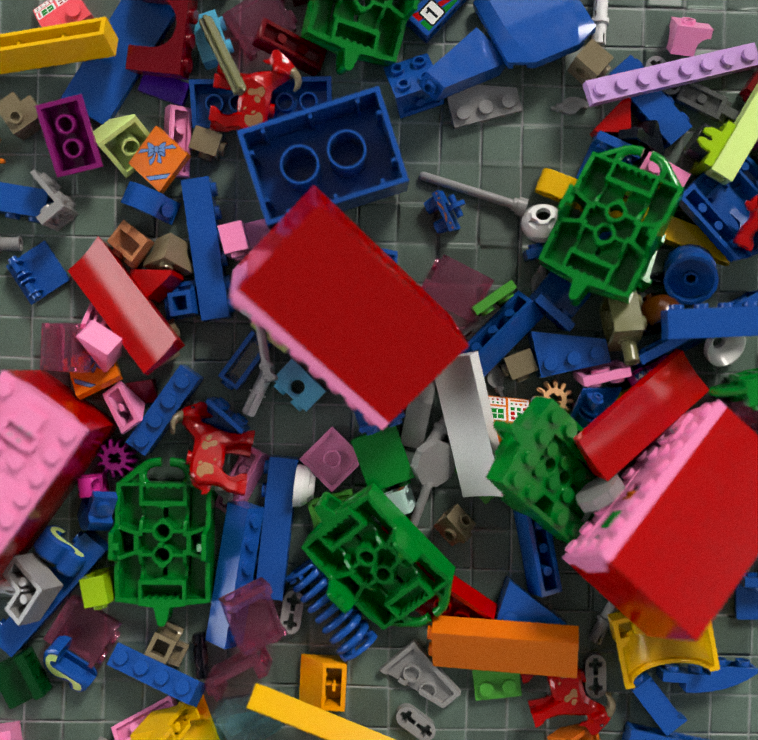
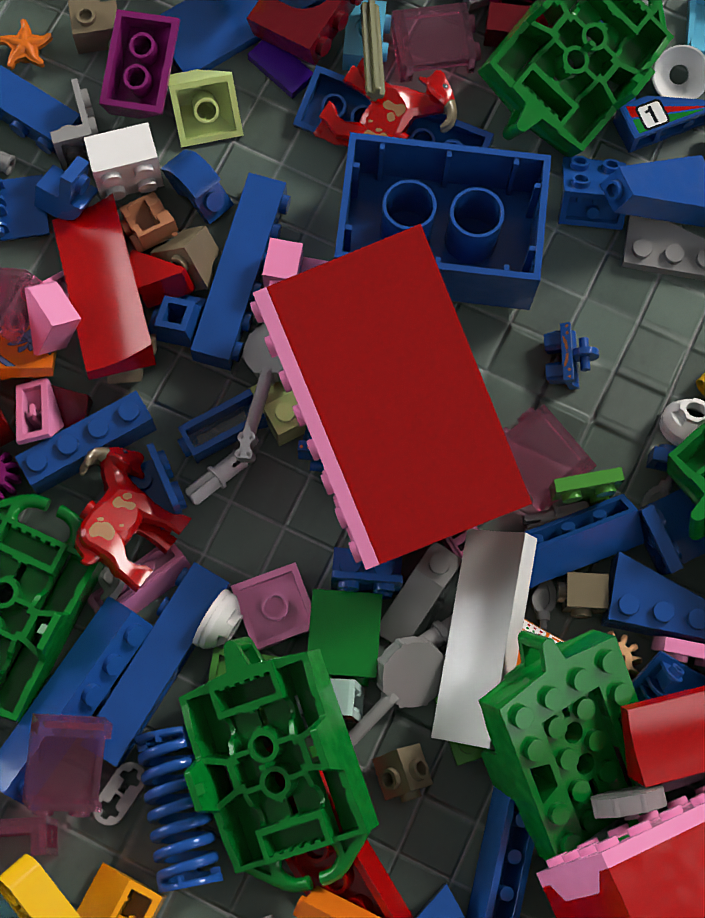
camera: 20 degrees right, 15 degrees down
(66, 249) = (65, 192): none -> blue brick
(94, 211) = (124, 161): none -> white brick
(159, 159) = (234, 138): orange tile -> none
(179, 127) = (265, 132): bright pink slope -> none
(208, 144) = (302, 149): dark tan brick -> none
(300, 51) = (472, 98): dark red slope -> none
(313, 390) = (276, 470): medium azure brick -> none
(517, 205) = (665, 390): light grey piece -> none

